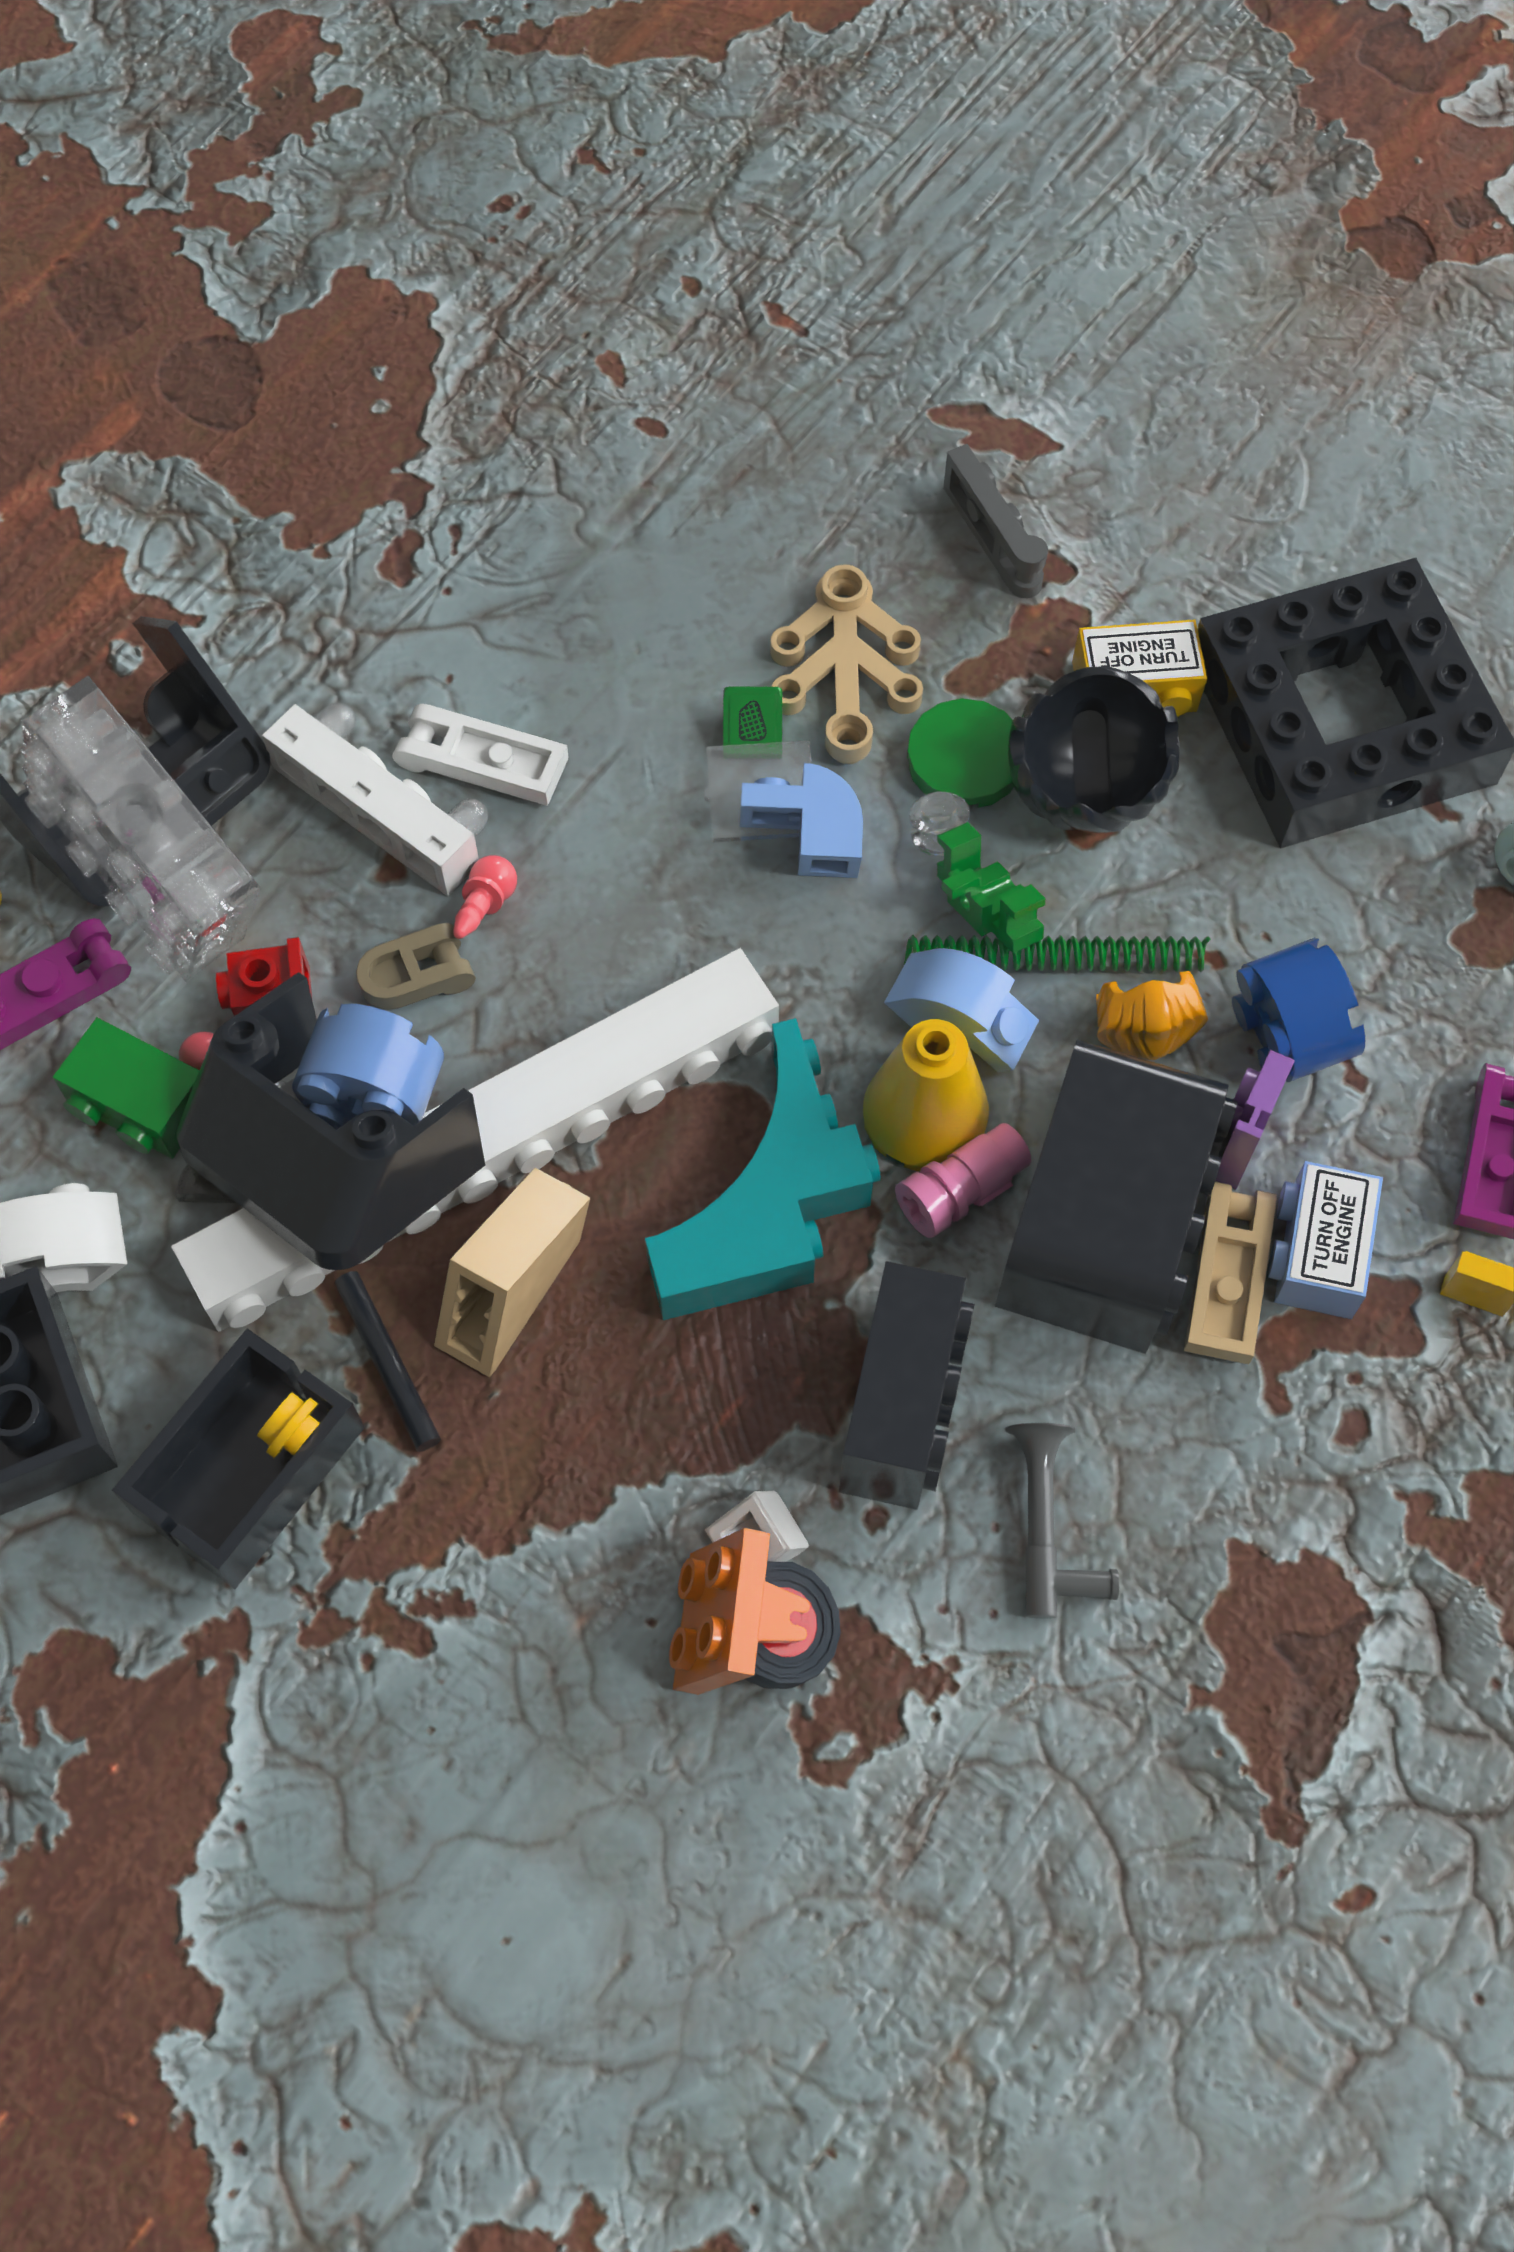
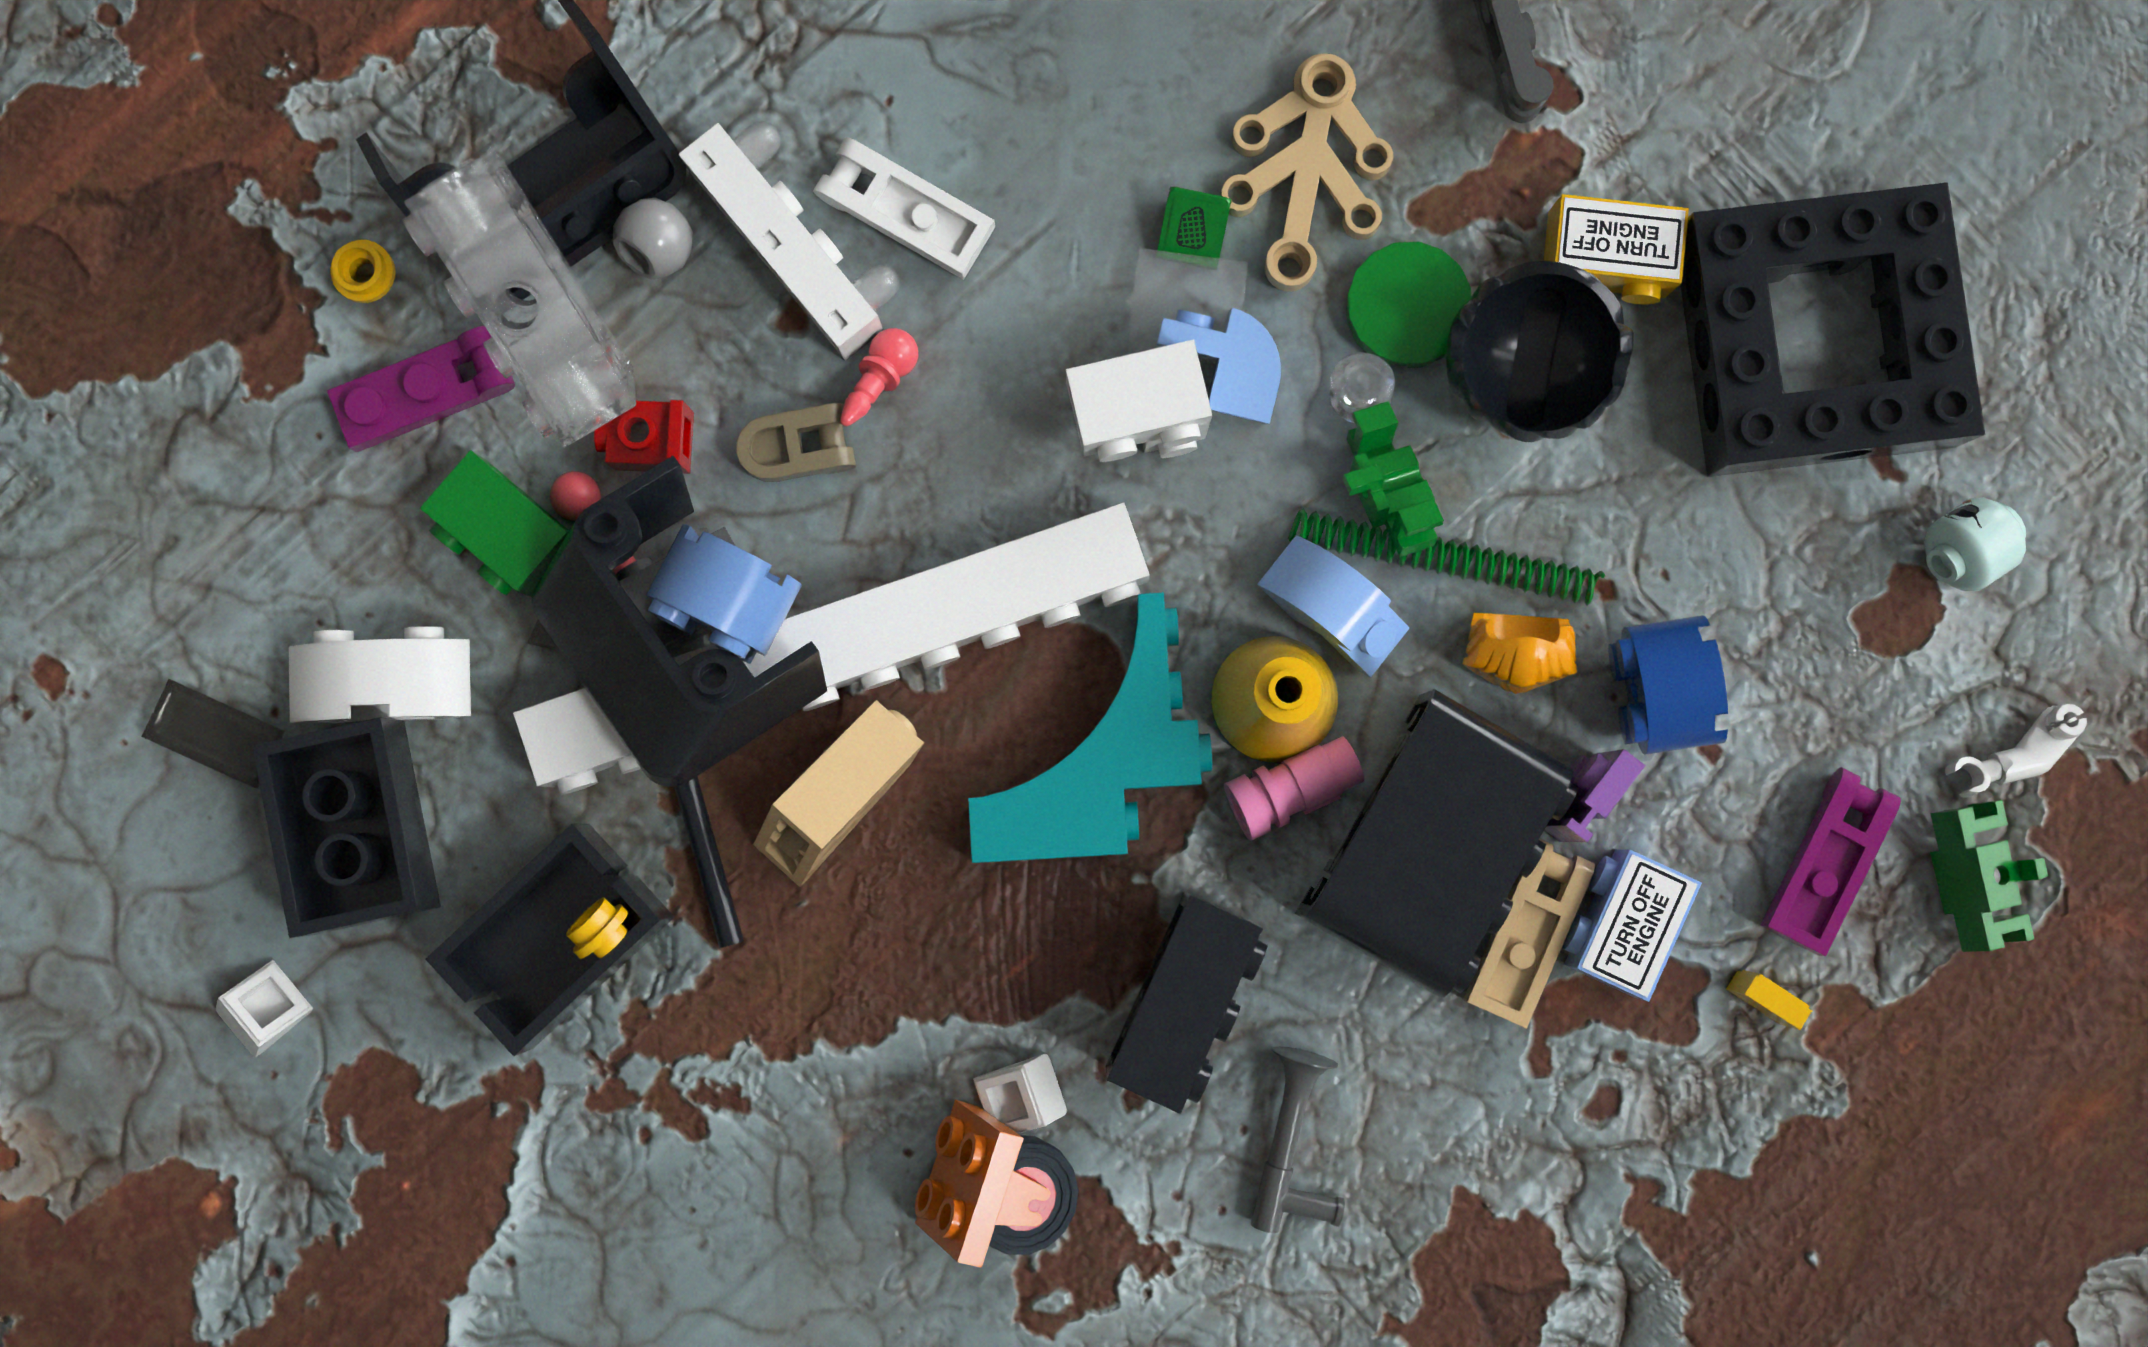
camera: 15 degrees right, 20 degrees up
(247, 815) = (653, 238): none -> light grey piece
(740, 853) = (1142, 399): none -> white brick

